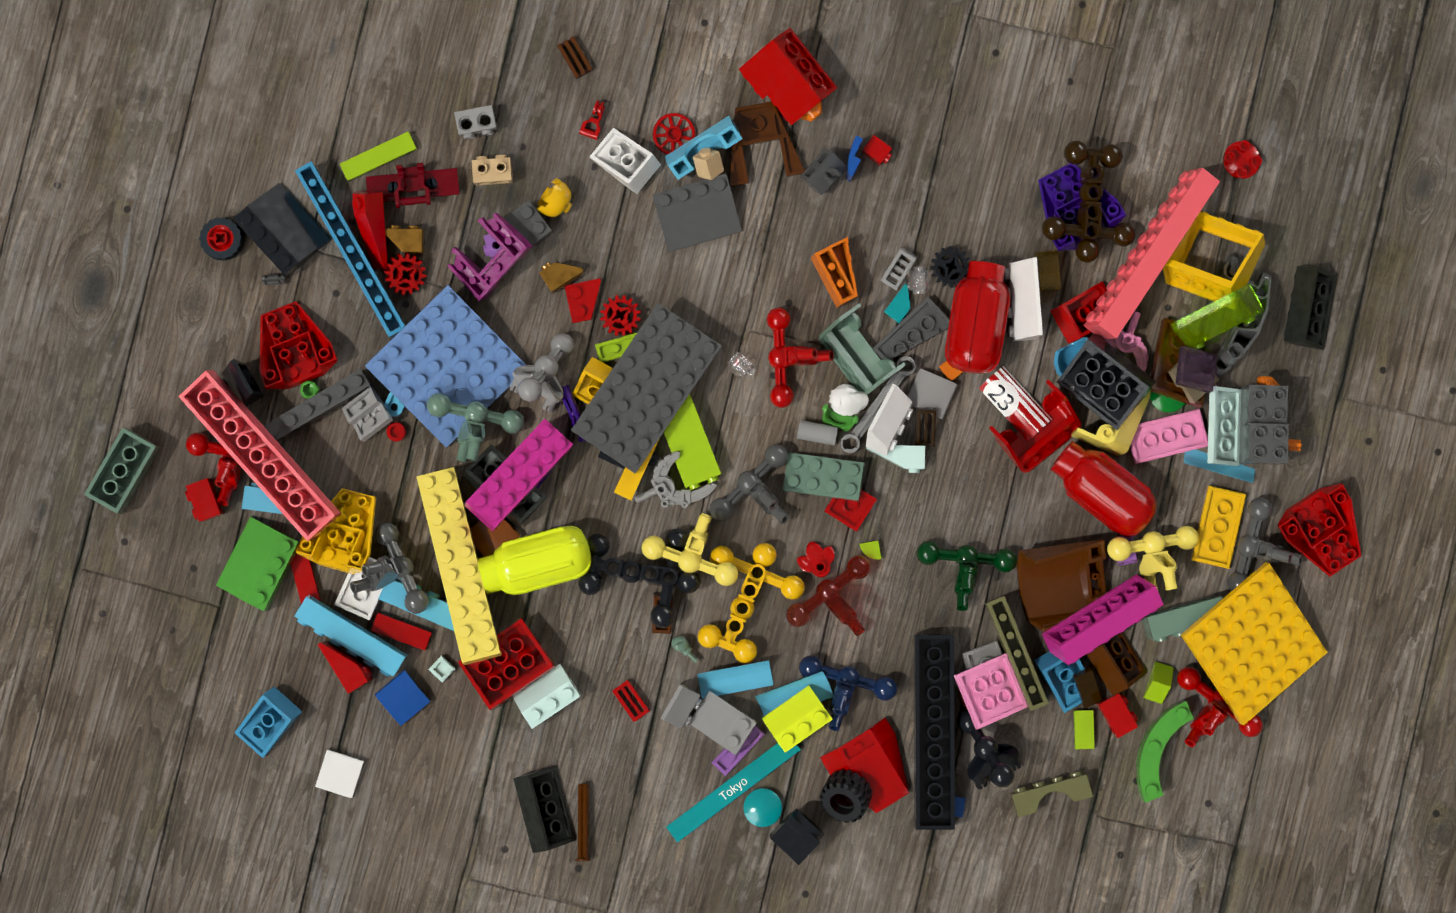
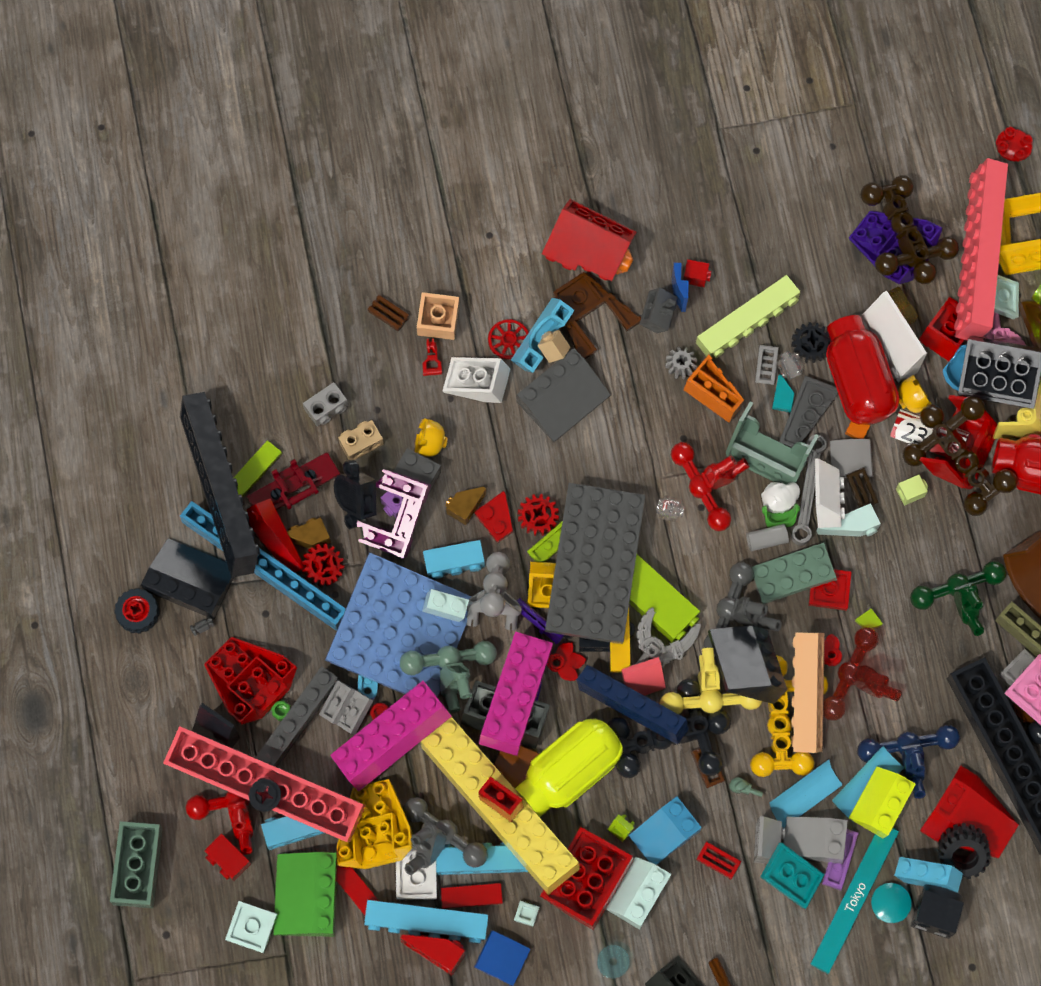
camera: 25 degrees left, 15 degrees down
(199, 570) = (251, 927): none -> light aqua tile
(244, 467) = (260, 786): none -> black gear
(341, 157) = (219, 485): none -> black brick
(392, 460) = (390, 735): none -> dark pink brick
(456, 567) = (500, 799): none -> red brick
(462, 223) = (355, 494): none -> black piece
(488, 745) = (609, 970): none -> clear light blue piece
(494, 365) = (445, 605): none -> light aqua brick
(525, 322) = (454, 559): none -> medium azure brick
(558, 633) = (621, 827): none -> lime tile
(584, 464) = (568, 662): none -> red plate
(595, 655) = (665, 831): none -> dark azure slope
(617, 83) = (438, 316): none -> light nougat brick
(618, 531) = (632, 704): none -> dark blue brick
(640, 511) = (645, 677): none -> coral tile
(686, 746) = (792, 875): none -> teal tile
(737, 543) = (748, 662): none -> slope
(779, 593) = (808, 692): none -> light nougat brick
(804, 802) = (928, 873): none -> medium azure brick
(815, 226) = (675, 367): none -> light grey gear
(904, 215) = (748, 317): none -> yellowish green brick
(971, 449) = (912, 489): none -> yellowish green brick
(1018, 362) = (912, 395): none -> yellow cylinder
(1057, 407) = (971, 409): none -> dark brown piece
(1153, 307) = (1007, 297): none -> light aqua tile

